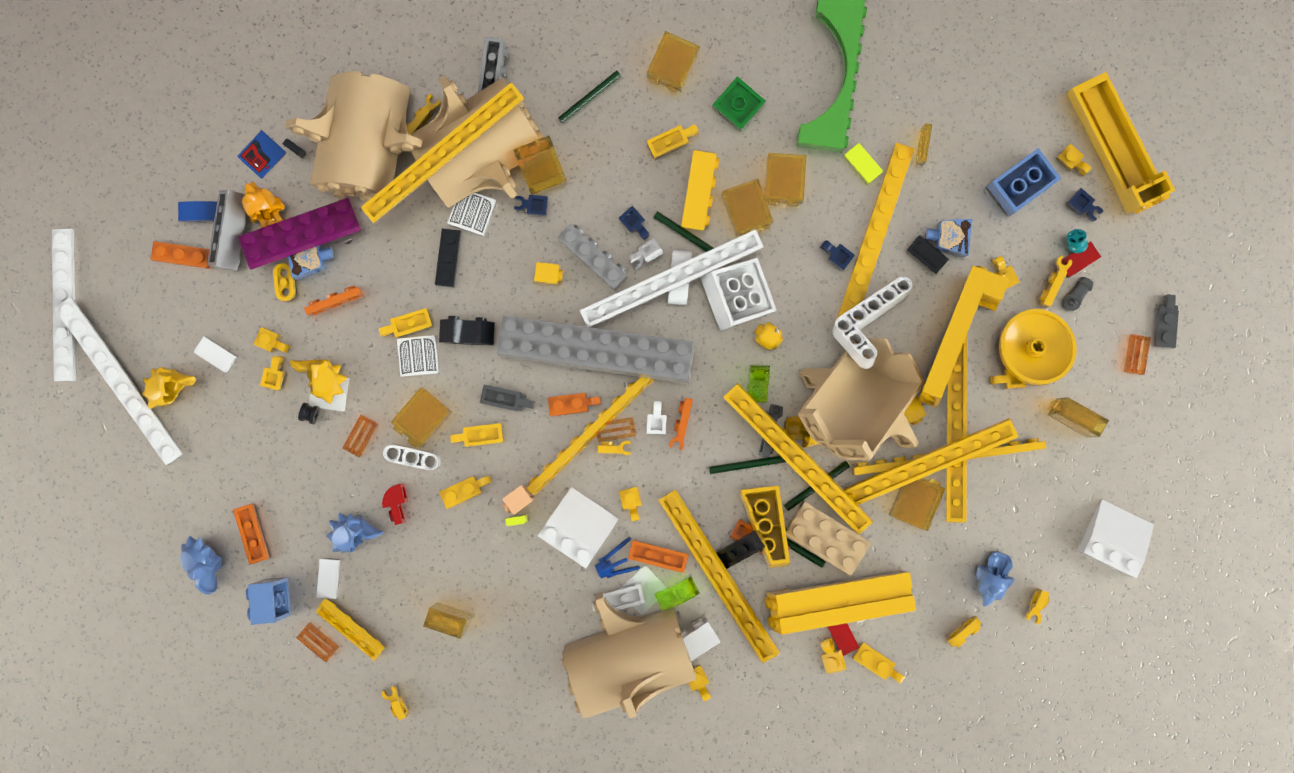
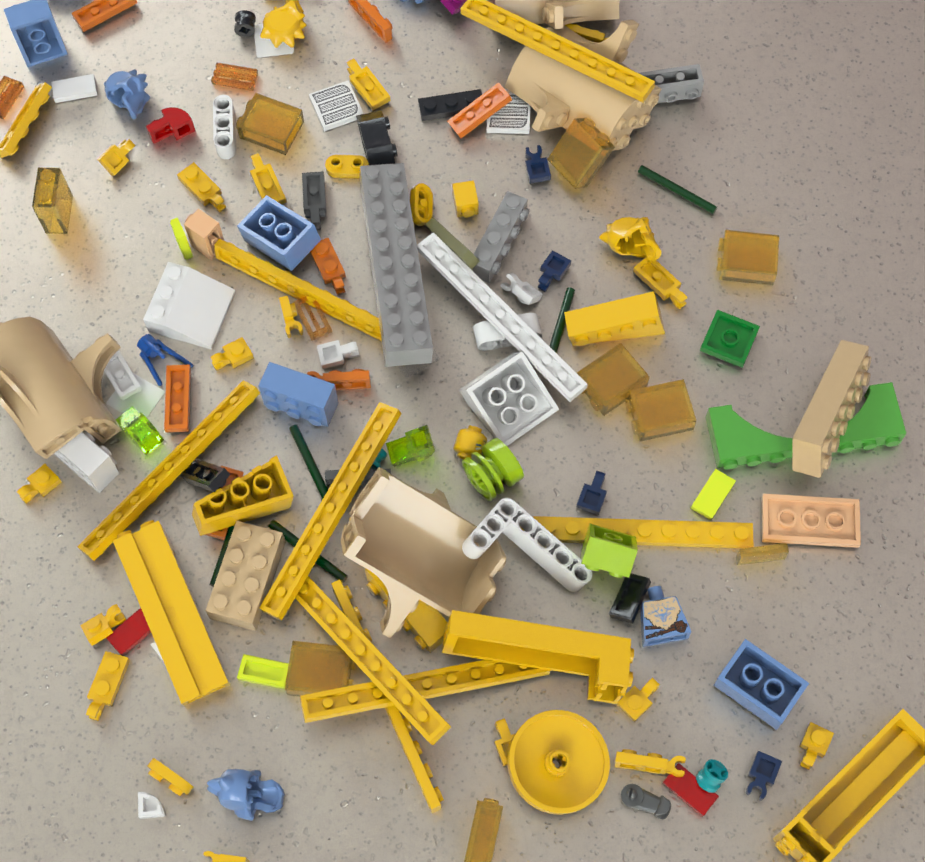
camera: 75 degrees right, 20 degrees down
(414, 558) = (114, 157): none -> yellow plate
(466, 236) = (479, 110): none -> orange plate
(482, 363) = (346, 166): none -> yellow plate
(536, 437) = (279, 232): none -> medium blue brick
(540, 311) = (421, 204): none -> yellow plate
(592, 297) = (453, 243): none -> olive beam
(627, 148) = (632, 237): none -> yellow head
(691, 459) = (298, 394): none -> medium blue brick
(800, 325) = (494, 468): none -> lime wheel
(835, 47) = (830, 409): none -> tan brick
(894, 258) = (609, 551): none -> lime brick
(902, 542) = (263, 671): none -> neon yellow tile
(907, 98) = (811, 520): none -> light nougat plate
(978, 650) = (149, 806): none -> white tile

